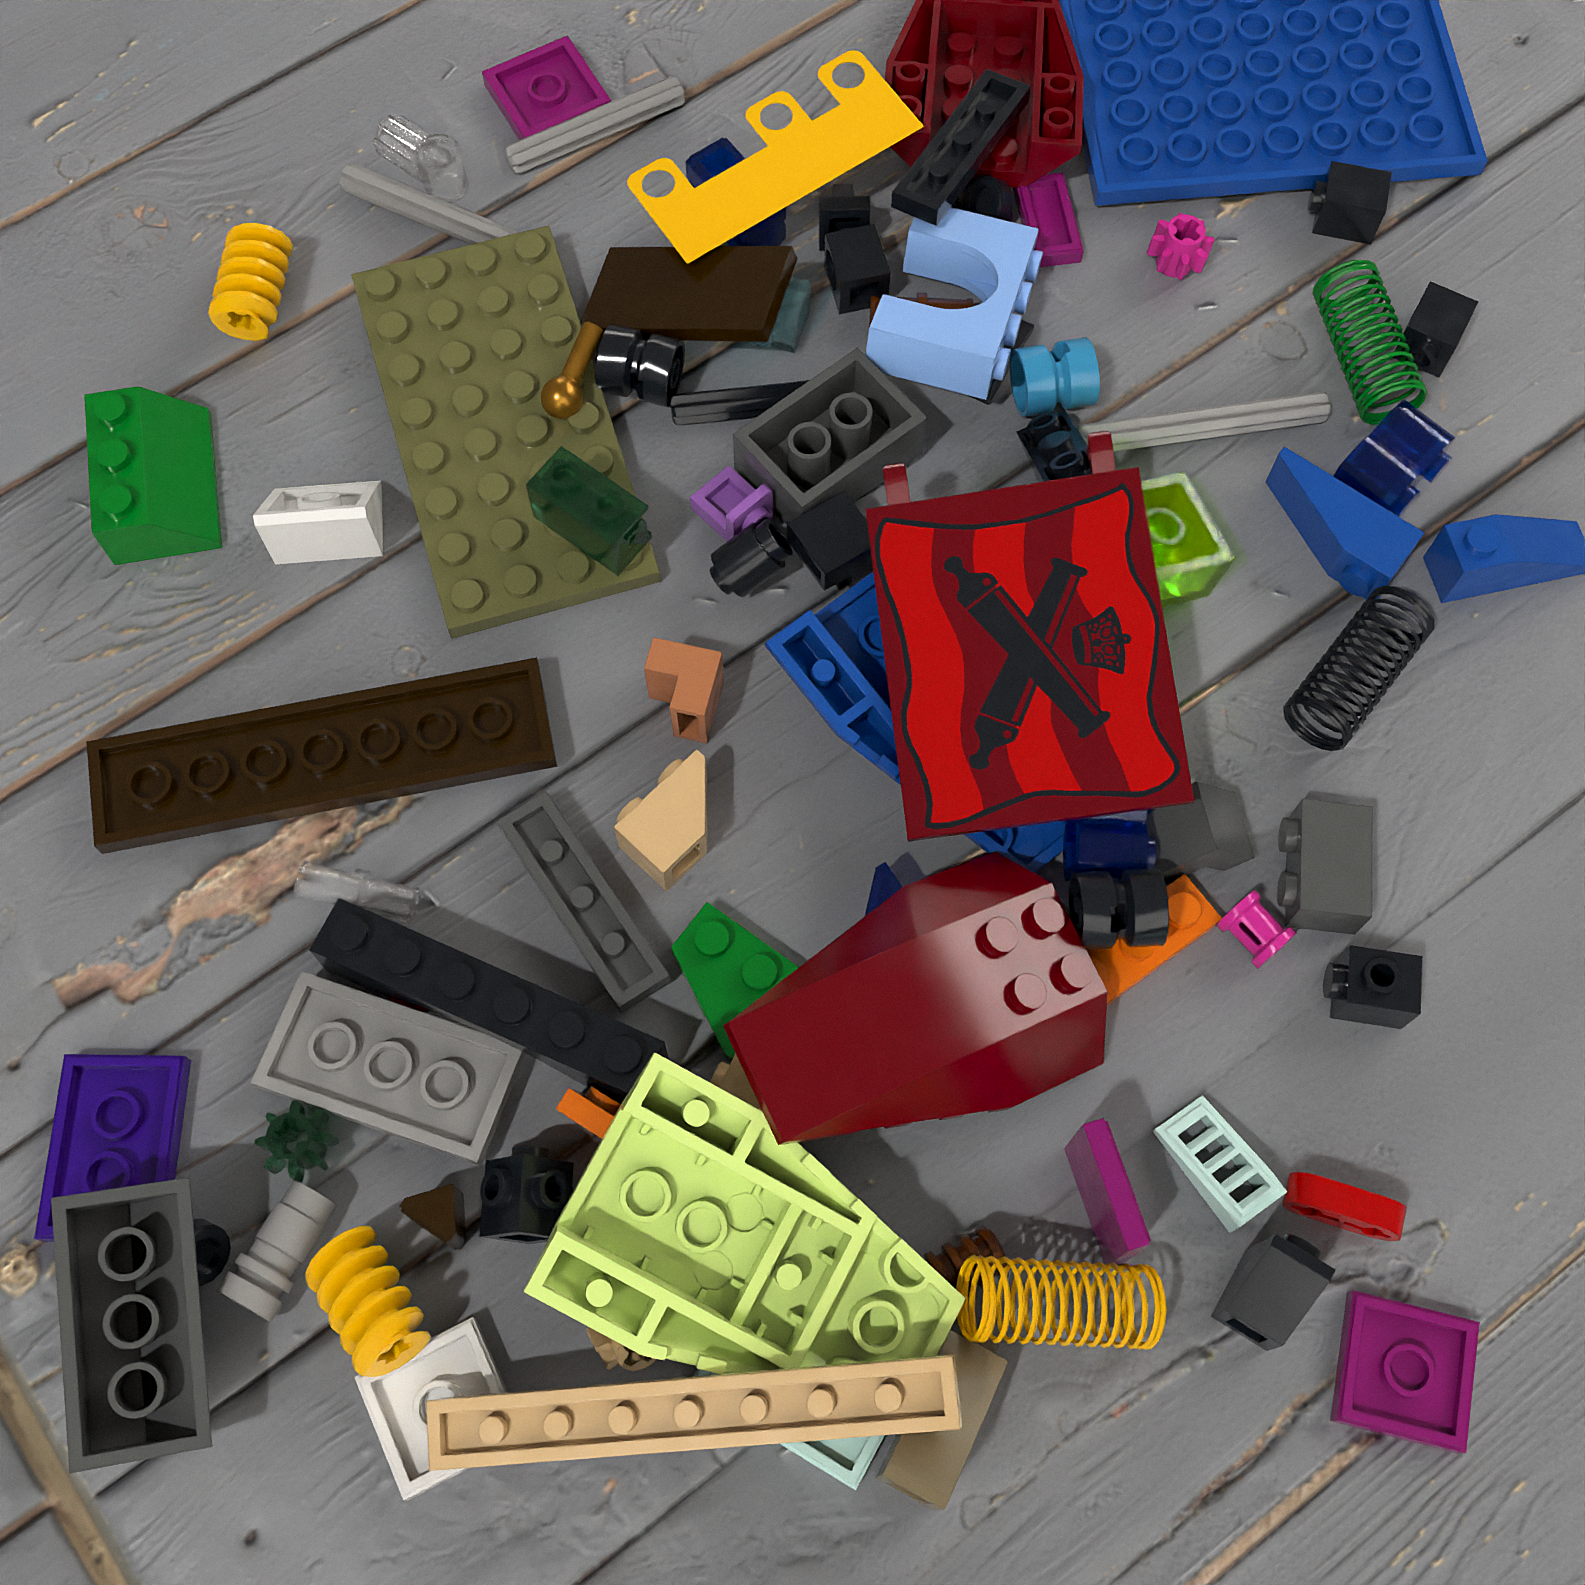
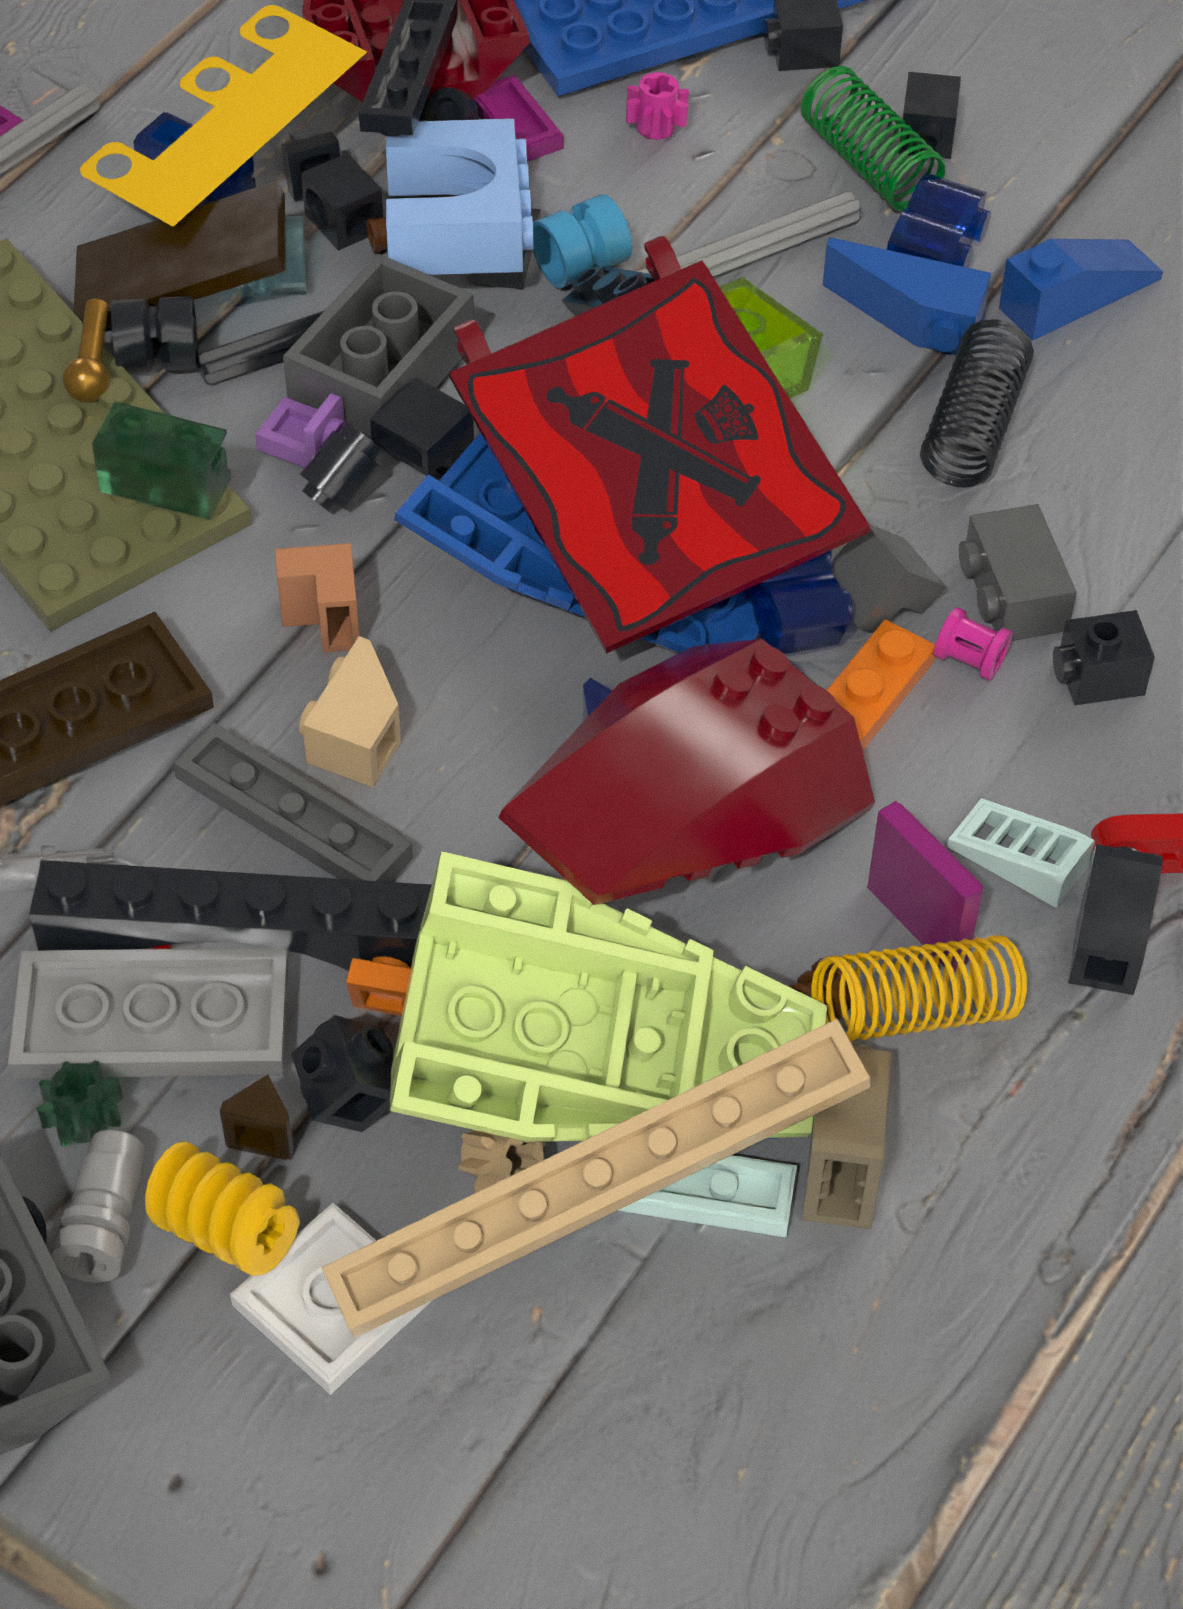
camera: 20 degrees left, 15 degrees down
(726, 968) = (461, 823): green wing -> none
(1139, 905) = (843, 644): black wheel -> none

